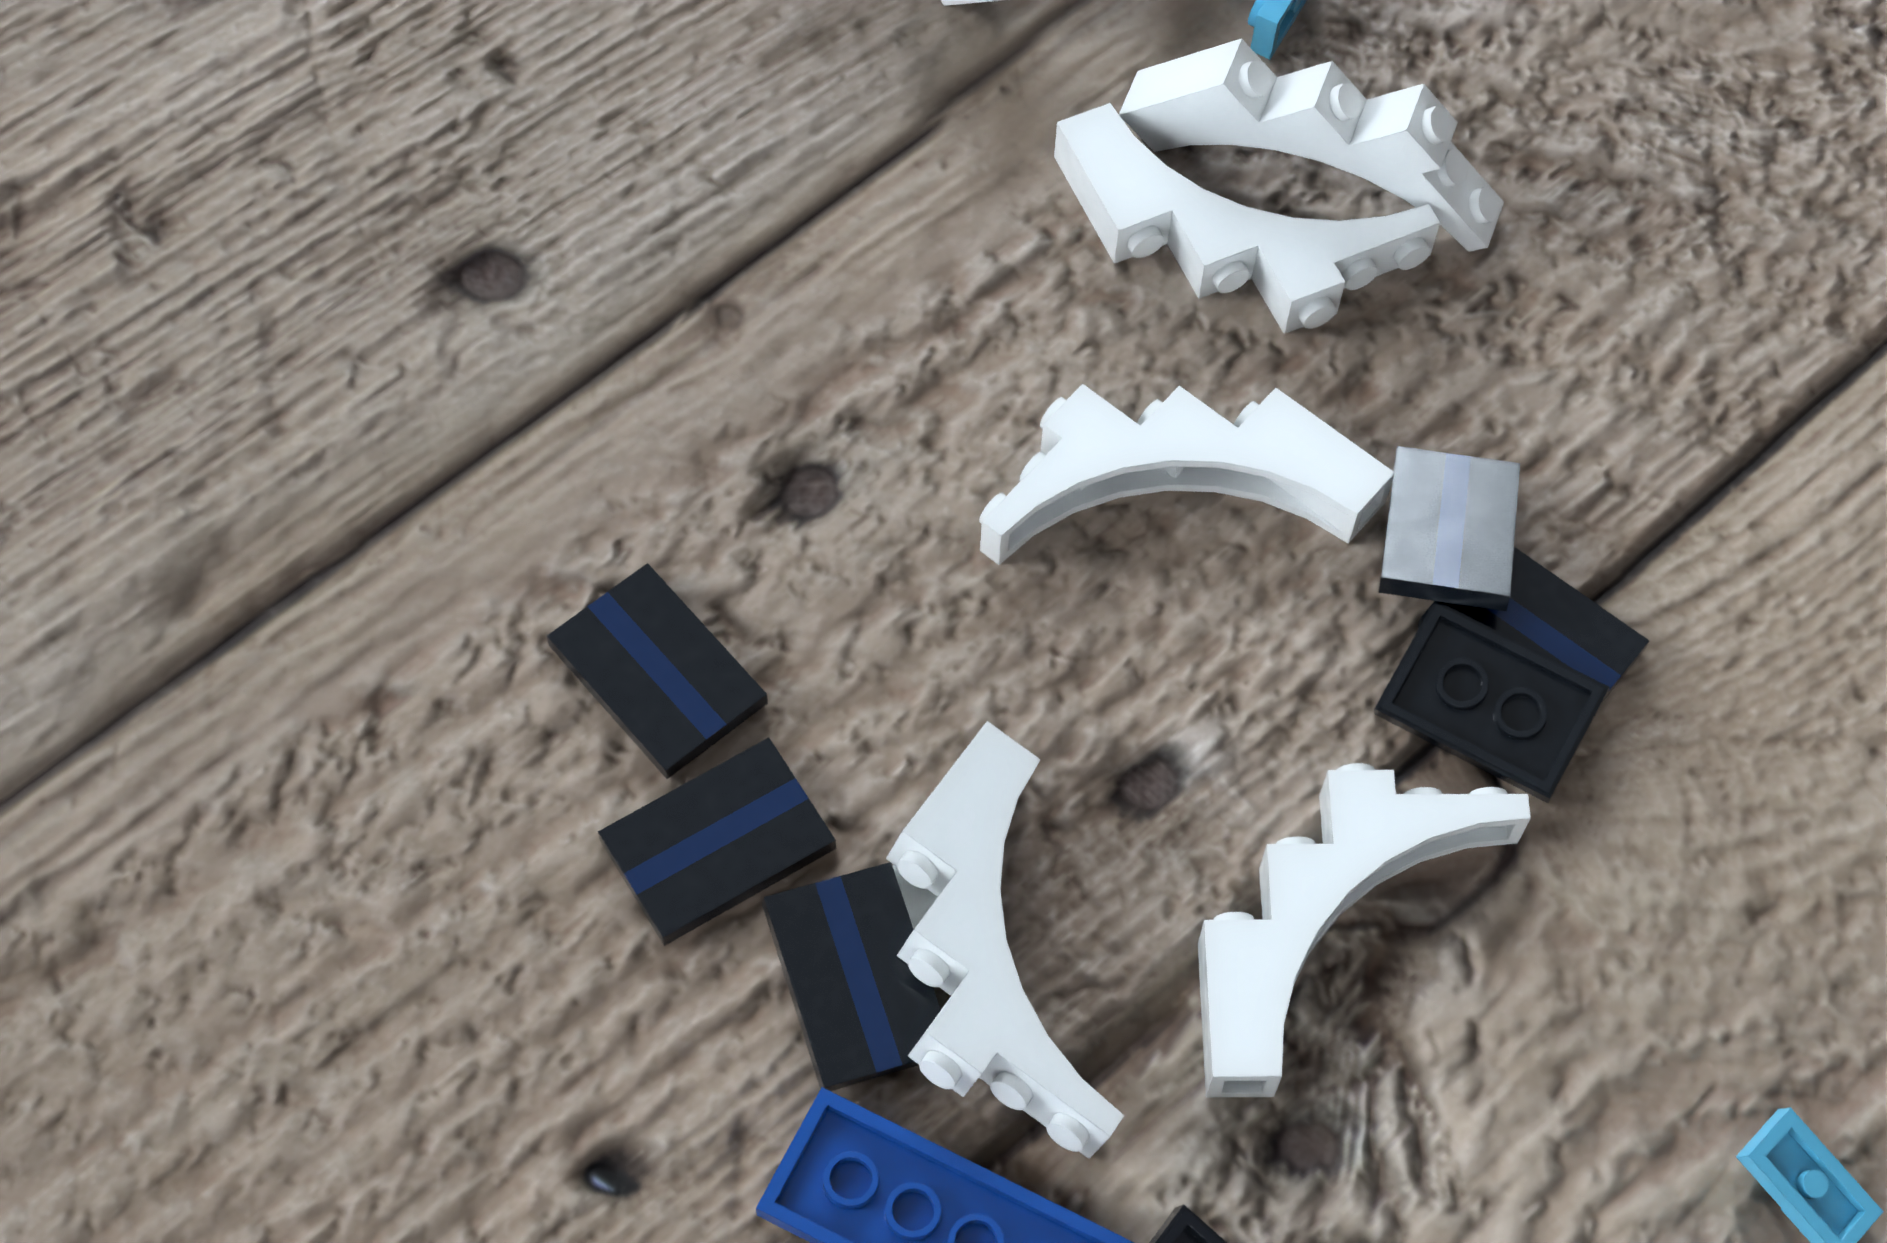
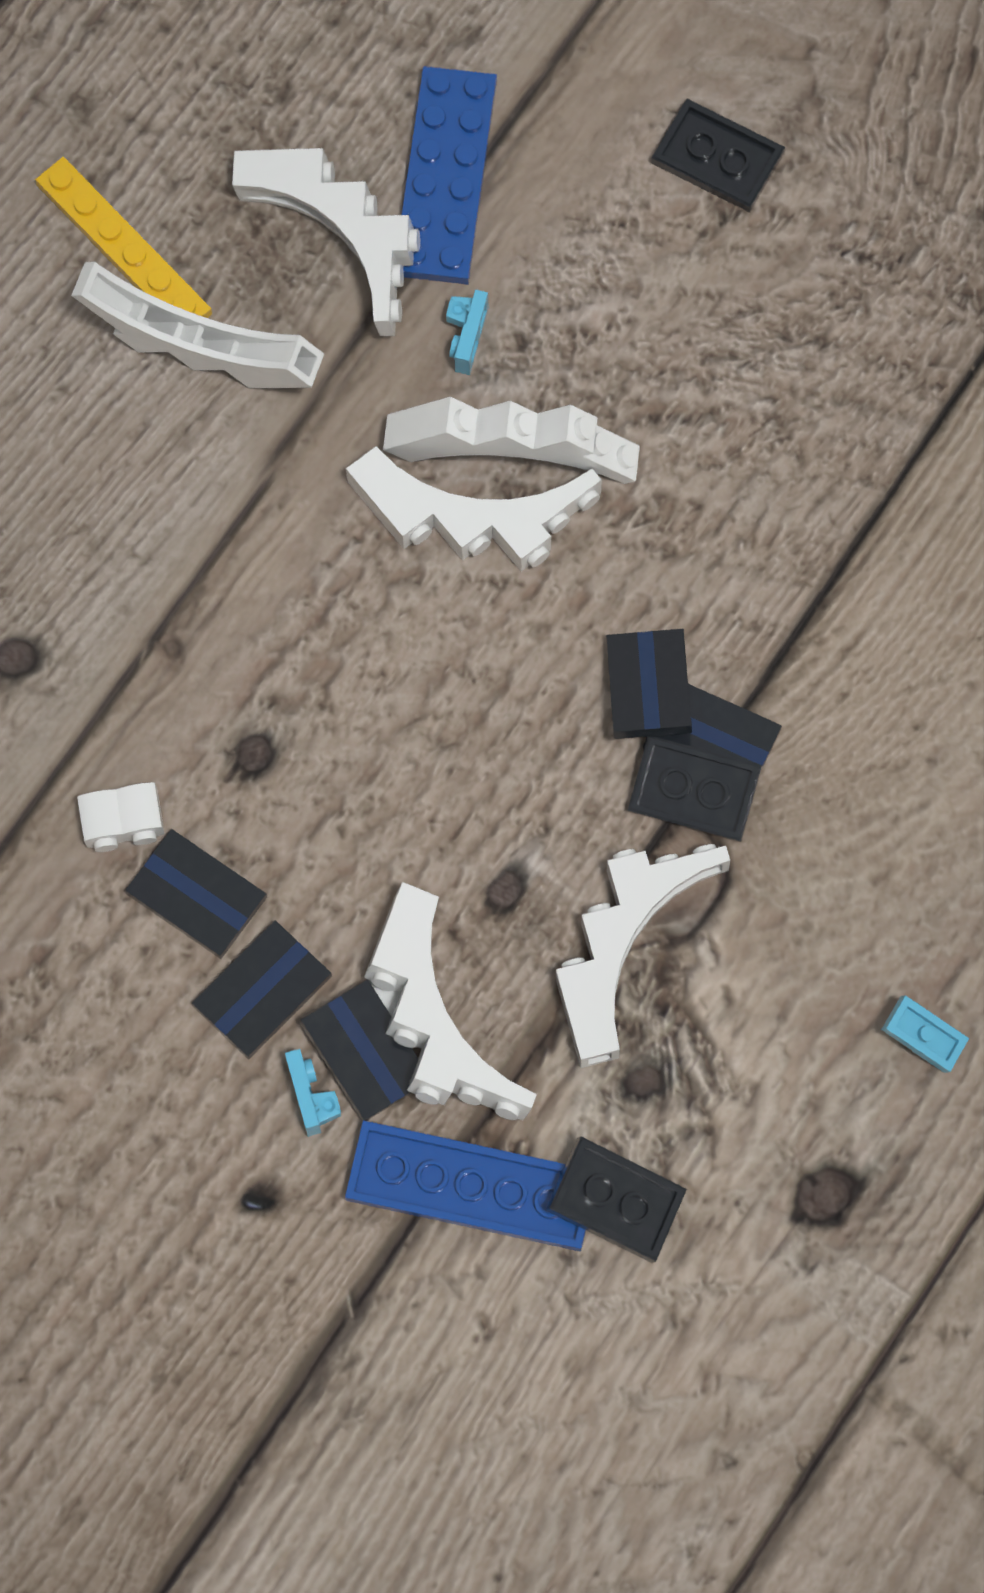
camera: 10 degrees left, 10 degrees up
(574, 525) = (121, 816): none -> white brick
(748, 1047) = (315, 1107): none -> medium azure hinge
(1181, 444) = (474, 669): white arch -> none

